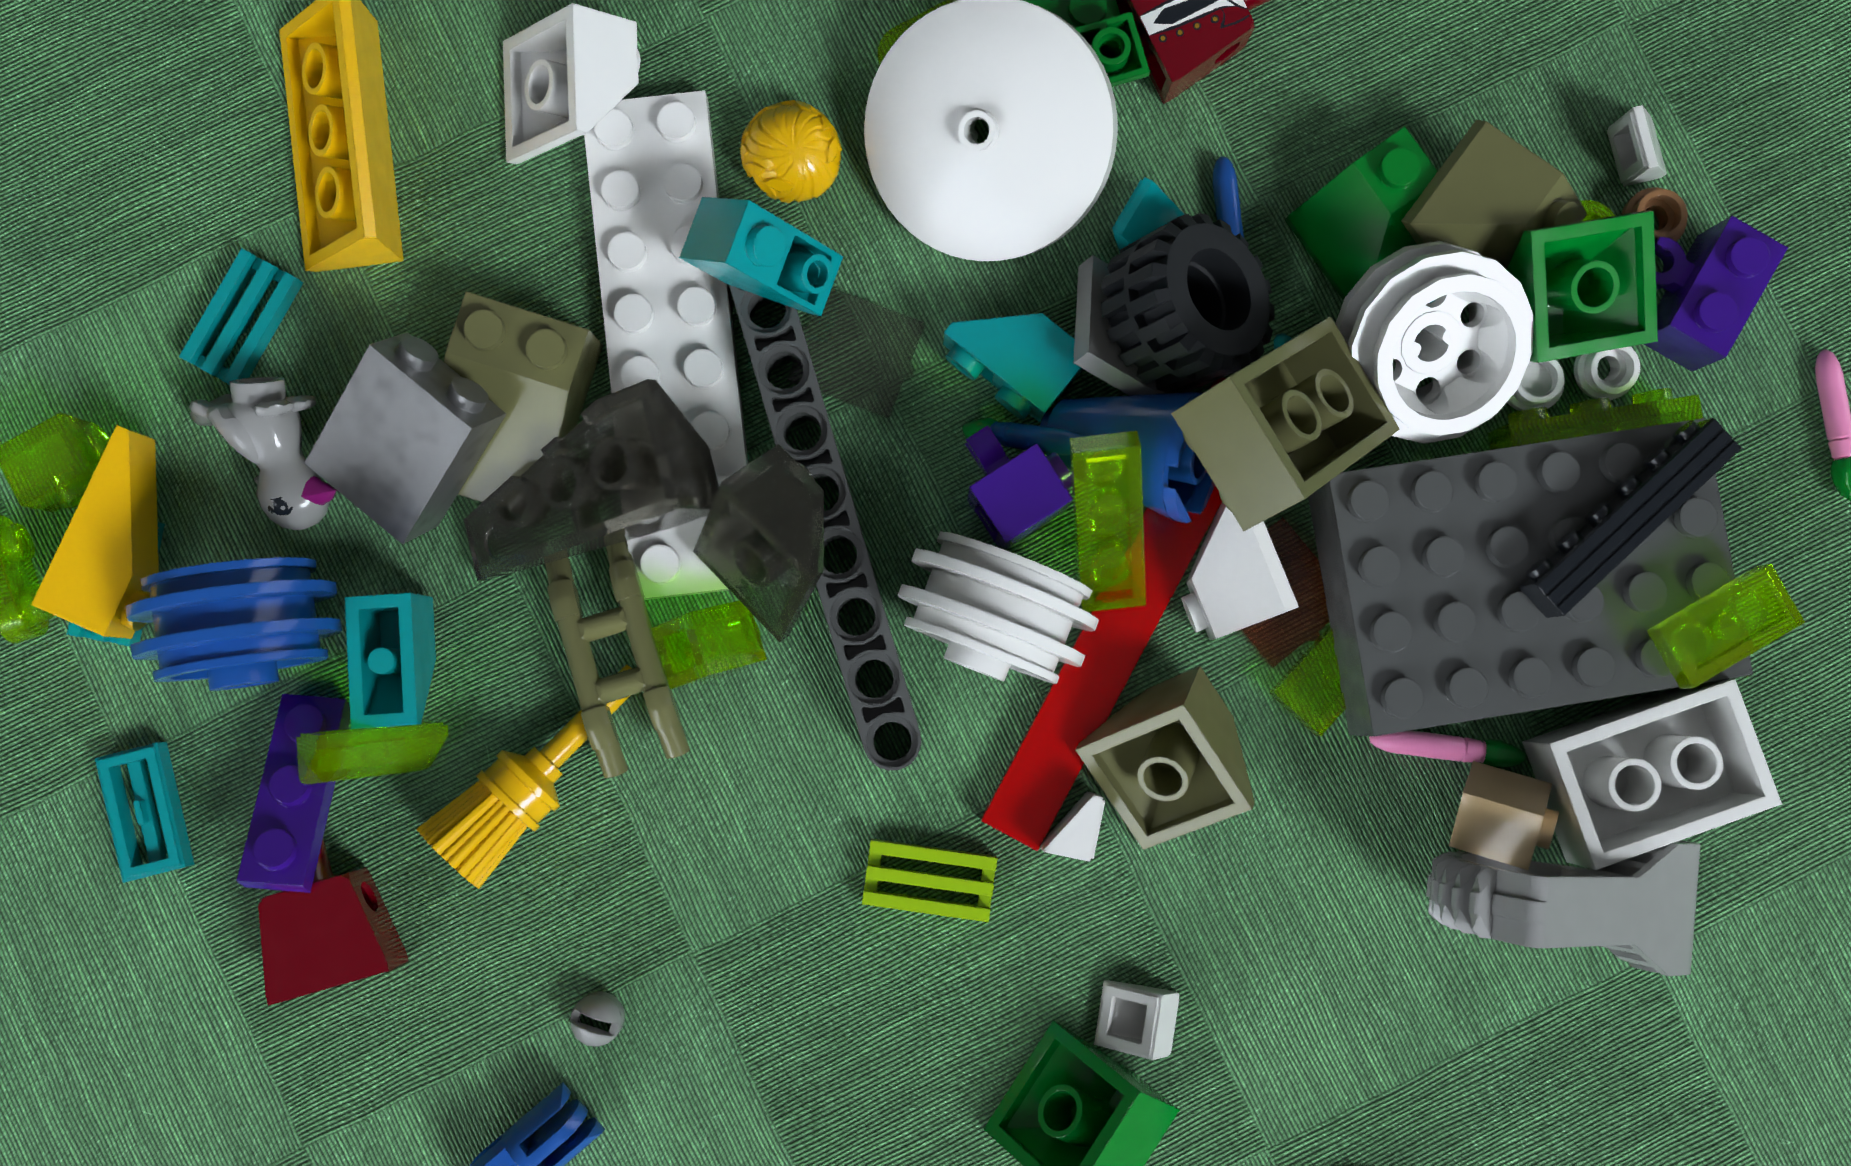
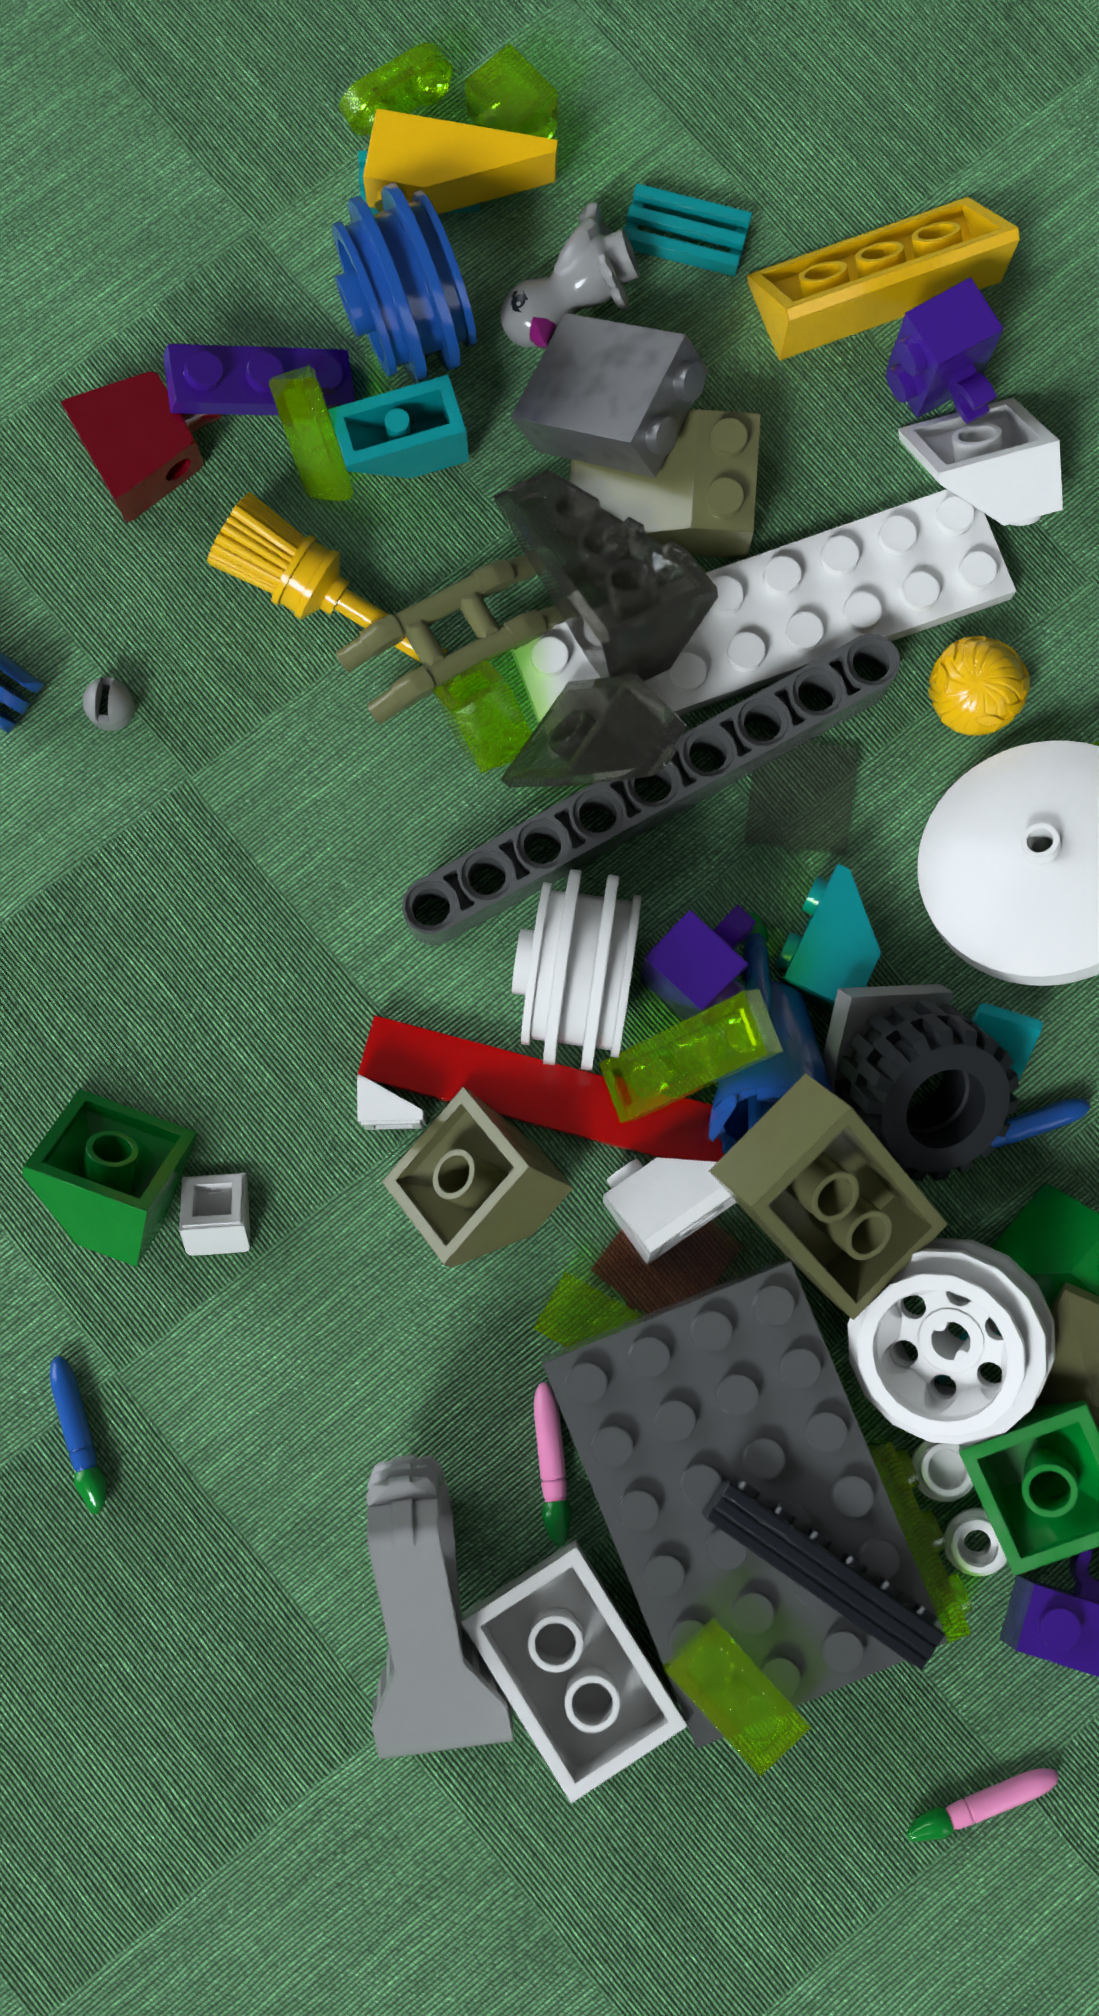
camera: 80 degrees right, 5 degrees down
(168, 807) = (216, 267): teal tile -> none
(446, 93) = (945, 353): none -> dark purple brick
(761, 254) = (865, 670): teal slope -> none
(982, 887) = (302, 928): lime tile -> none
(1503, 816) = (495, 1523): tan brick -> none

